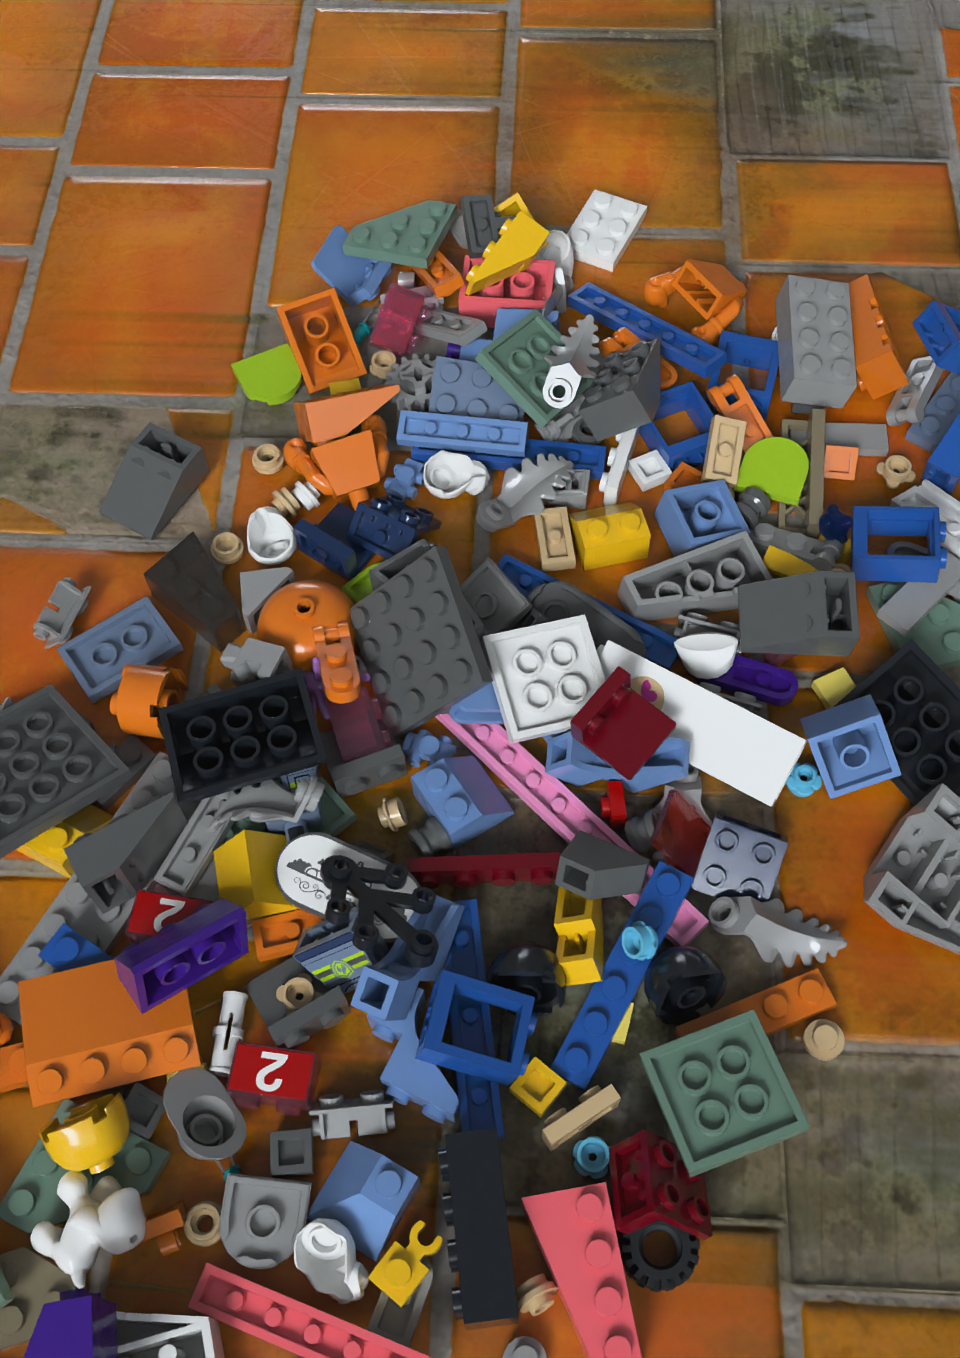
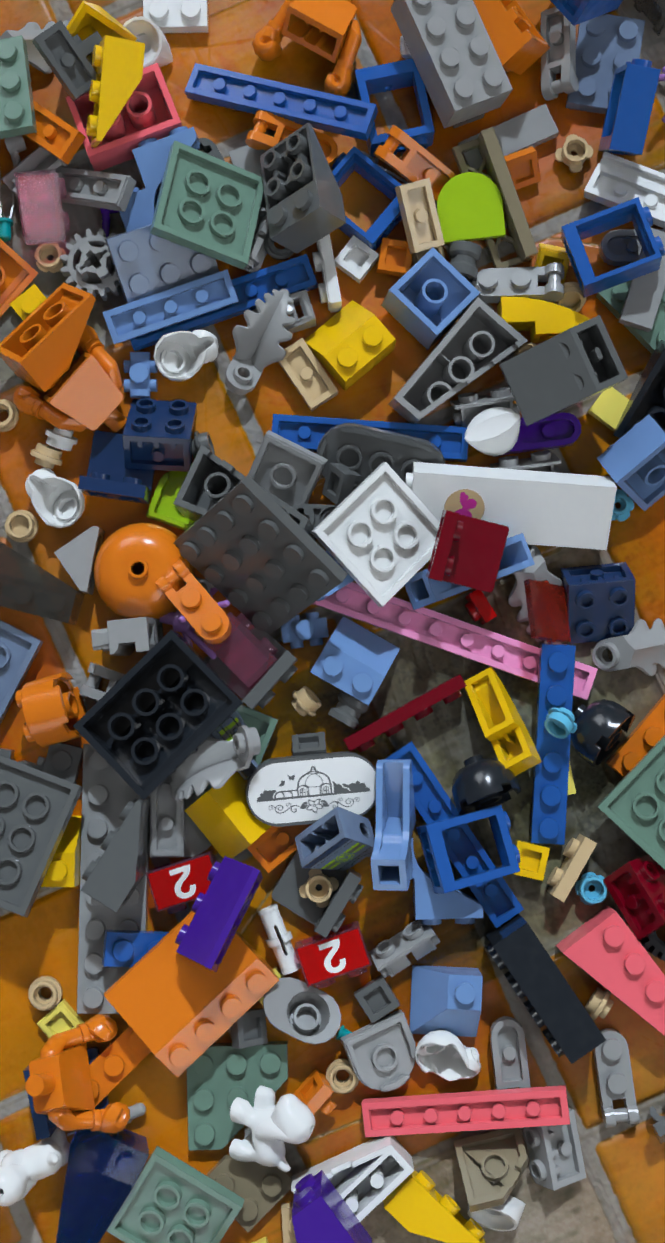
camera: 30 degrees left, 25 degrees up
(88, 1135) = (229, 1074): yellow cylinder -> none
(344, 875) = (348, 801): black plant -> none
(401, 1269) = (501, 1038): yellow plate -> none
(558, 298) = (172, 75): light grey sword -> none
(571, 362) = (238, 187): light grey plant -> none
(600, 868) = (500, 675): dark grey slope -> none
(640, 830) = (514, 619): dark grey wheel -> none
(835, 524) = (551, 249): clear blue plate -> none

